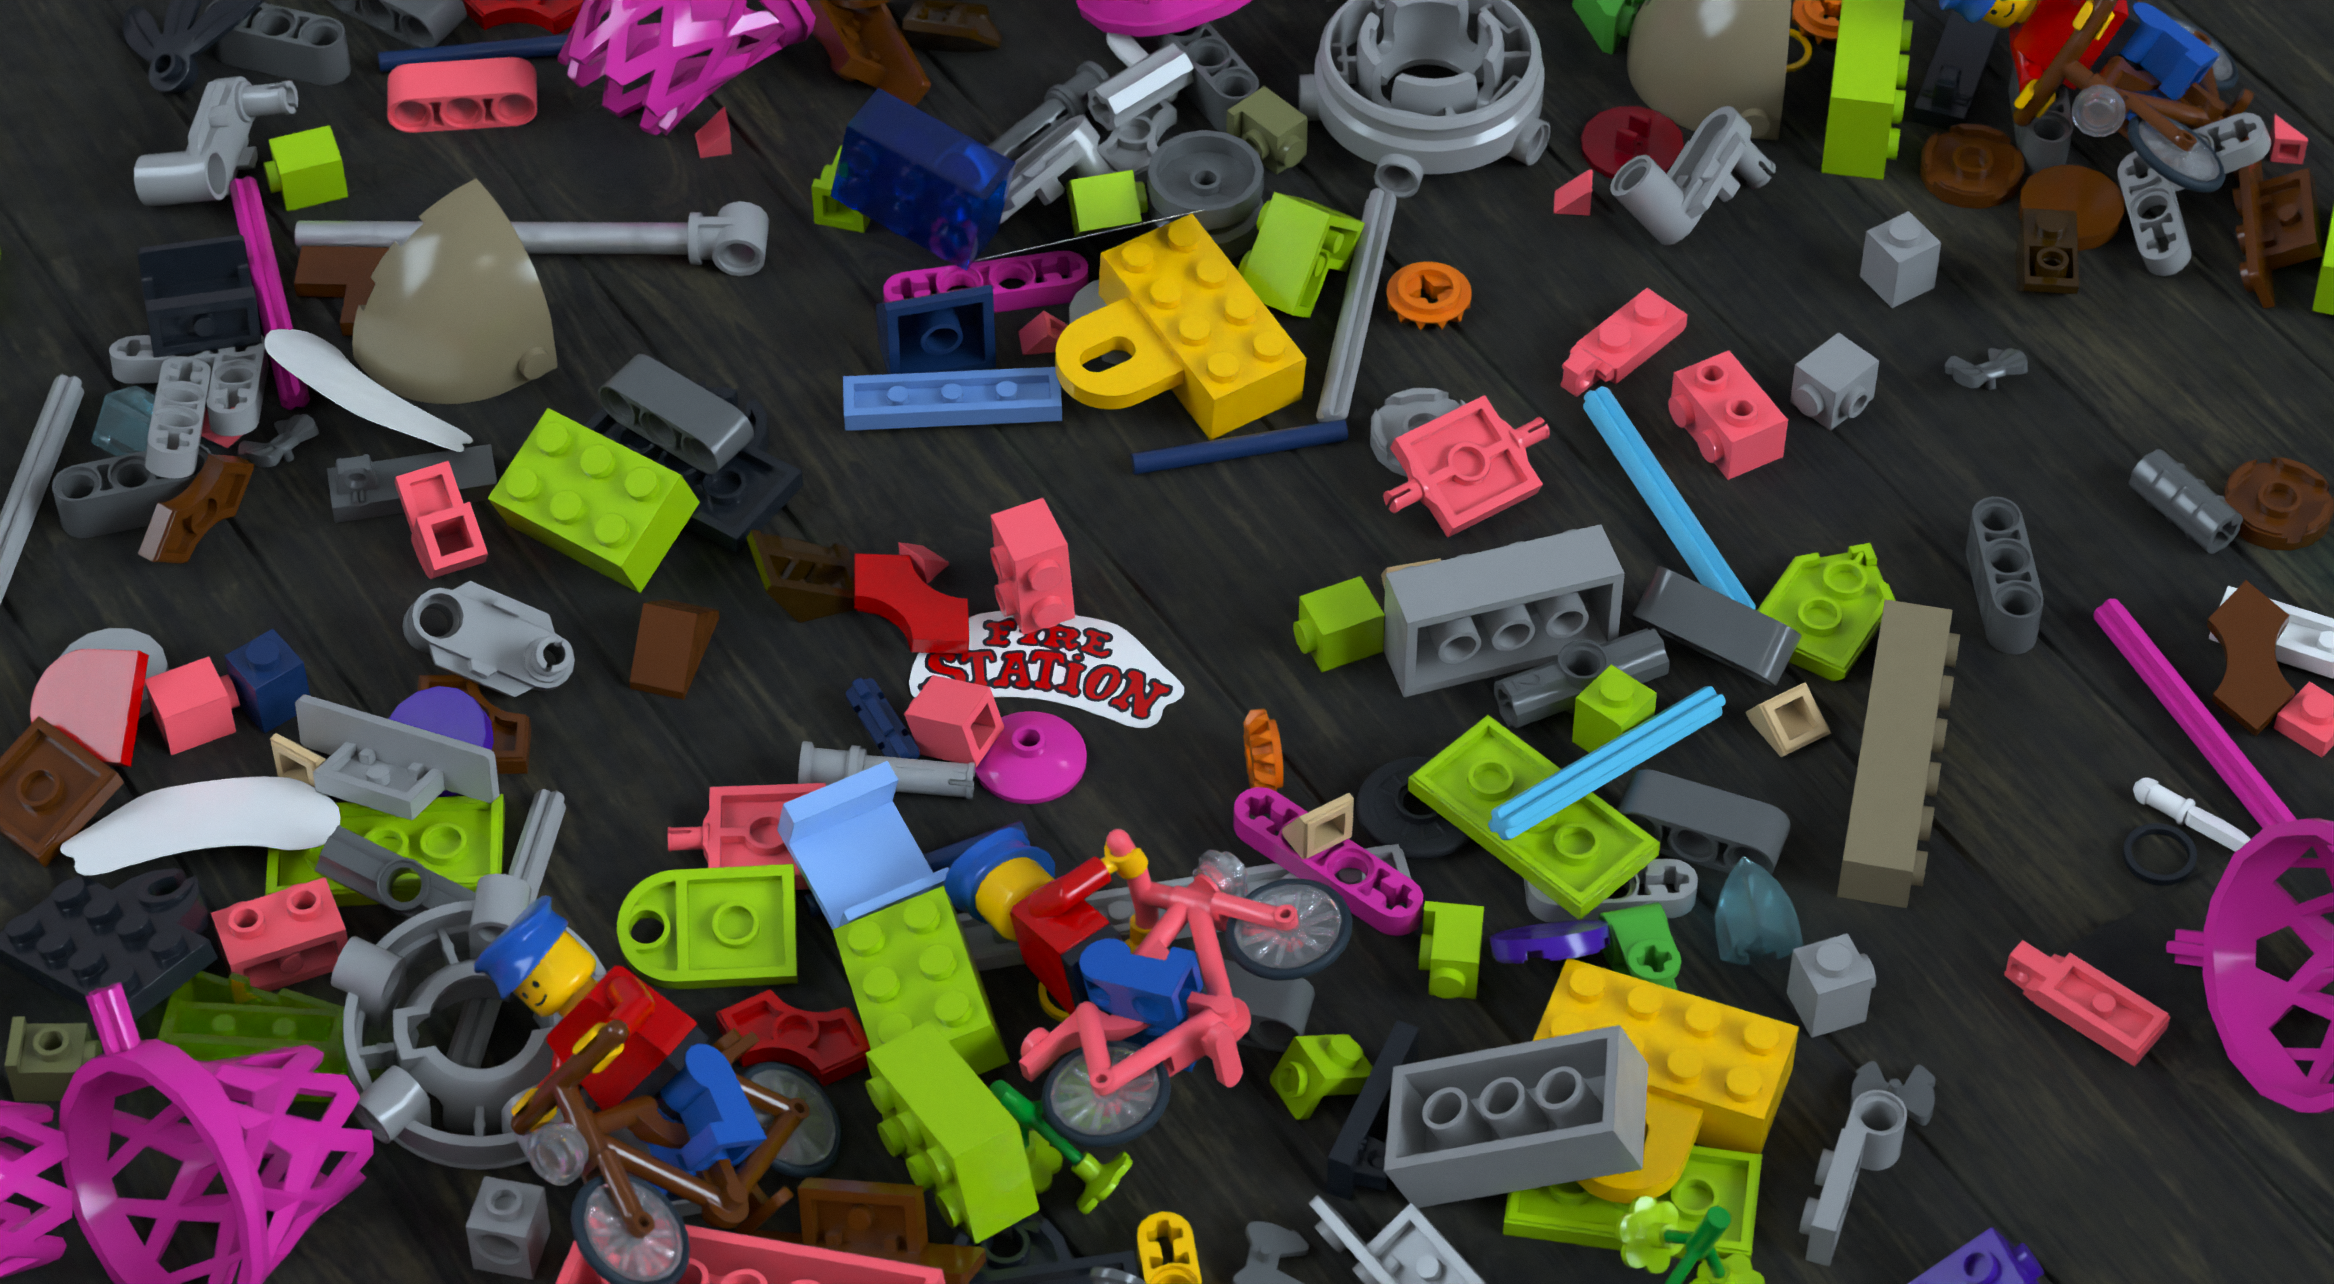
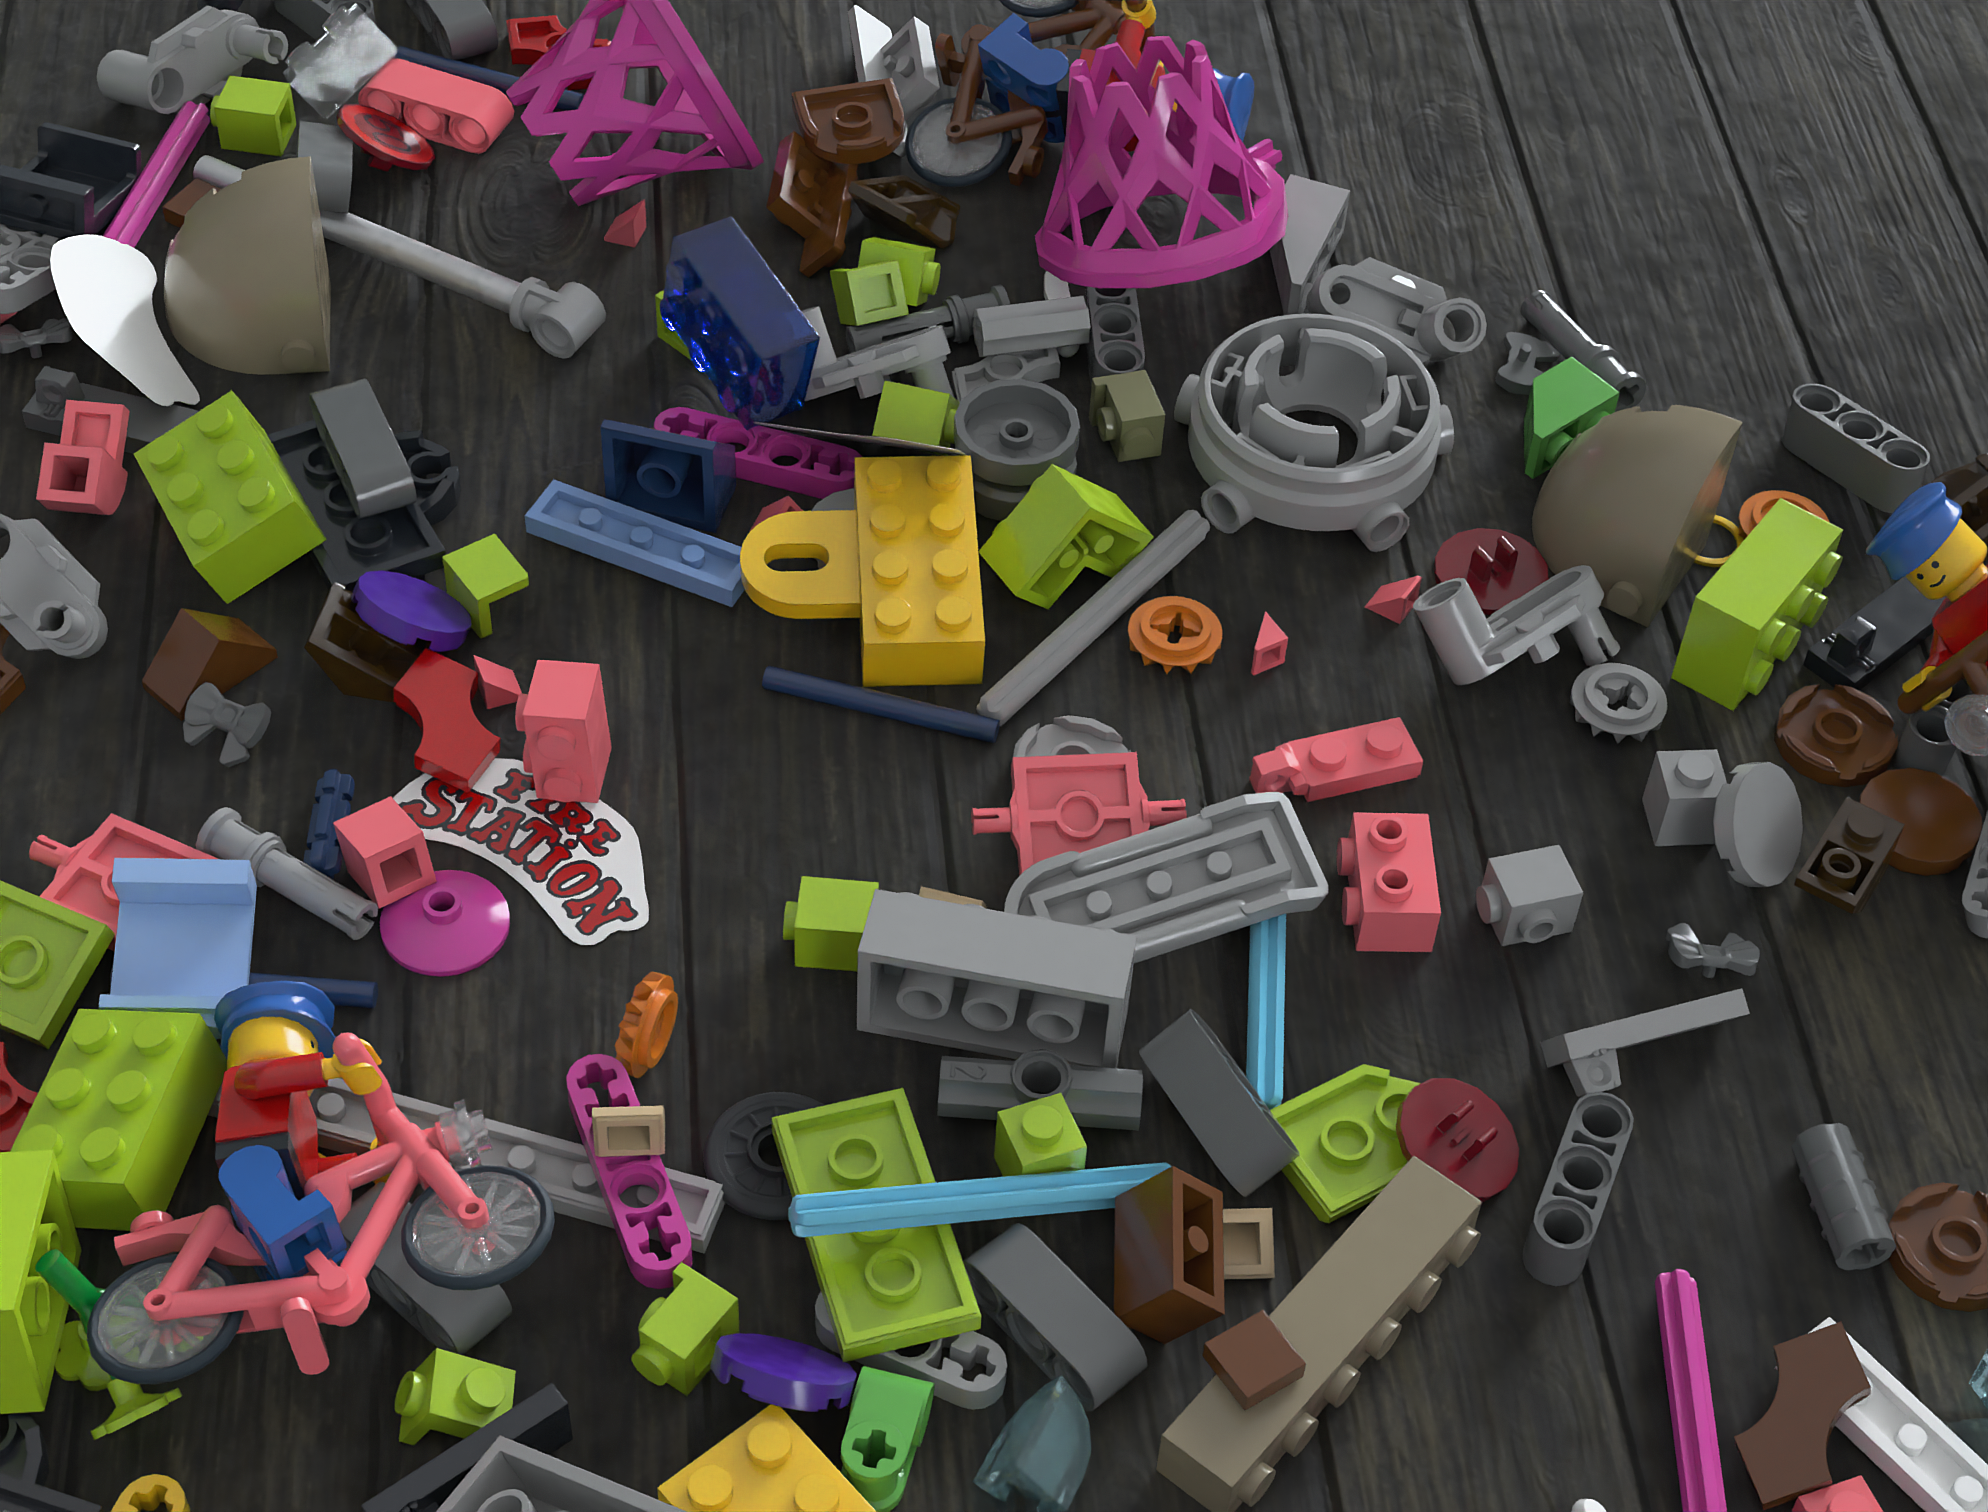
camera: 25 degrees right, 0 degrees up
(348, 85) = (339, 60): none -> clear bracket
(410, 180) = (331, 163): none -> dark grey beam
(446, 141) = (385, 138): none -> dark red piece
(749, 677) = (210, 710): none -> dark grey piece
(819, 529) = (410, 610): none -> dark purple tile
(853, 482) = (481, 576): none -> lime panel
(986, 112) = (869, 293): none -> lime panel
(990, 84) = (916, 265): none -> lime brick
(1507, 273) = (1270, 646): none -> coral piece
(1580, 475) = (1184, 878): none -> light grey piece
(1758, 743) = (1169, 1255): none -> reddish brown brick
(1818, 198) = (1611, 683): none -> light grey gear
(1874, 781) = (1254, 1360): none -> reddish brown tile
(1896, 572) = (1459, 1135): none -> dark red piece
(1951, 476) = (1591, 1052): none -> light grey hinge
(1968, 256) = (1758, 824): none -> light grey tile

